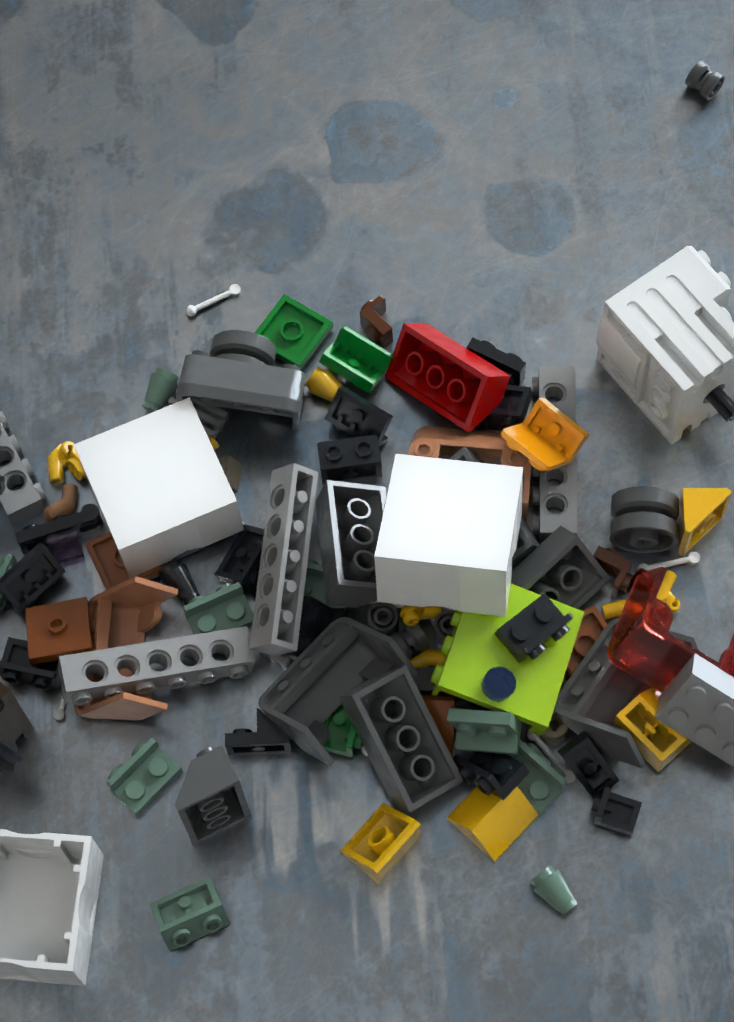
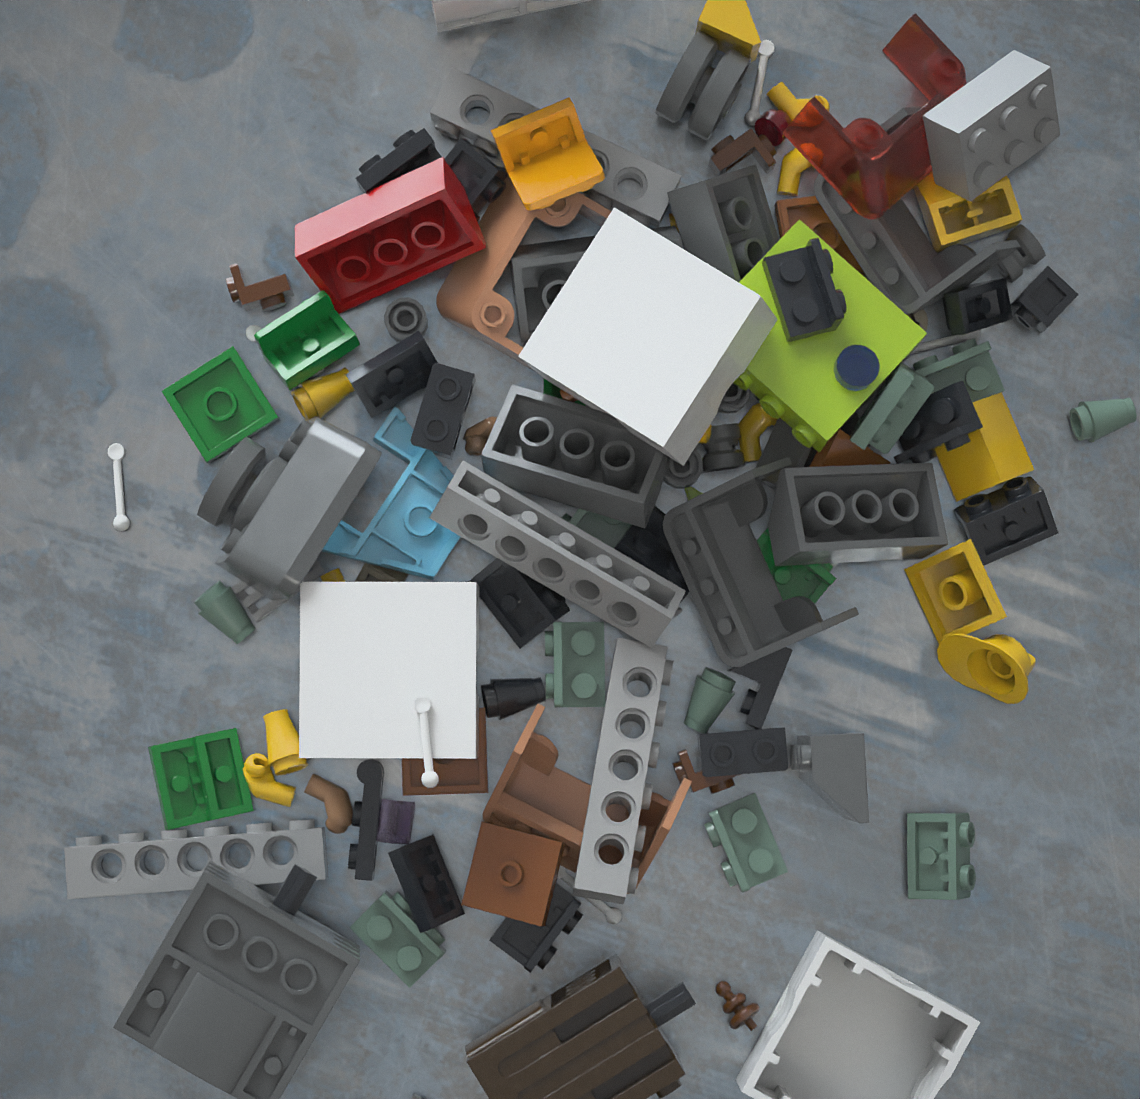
camera: 75 degrees left, 20 degrees up
(27, 820) = (735, 1004): none -> reddish brown hair
(45, 422) = (200, 779): none -> green slope
(139, 501) = (422, 705): none -> white hinge
(180, 735) = (685, 770): none -> reddish brown bracket
(200, 732) = (743, 752): none -> black bracket
(233, 709) = (709, 698): none -> sand green cone
(253, 464) = (401, 531): none -> medium azure wing
(340, 885) = (990, 665): none -> yellow piece
(403, 417) = (404, 325): none -> dark grey wheel
(448, 854) = (1007, 519): none -> black bracket
(631, 777) = (1029, 253): none -> dark grey wheel

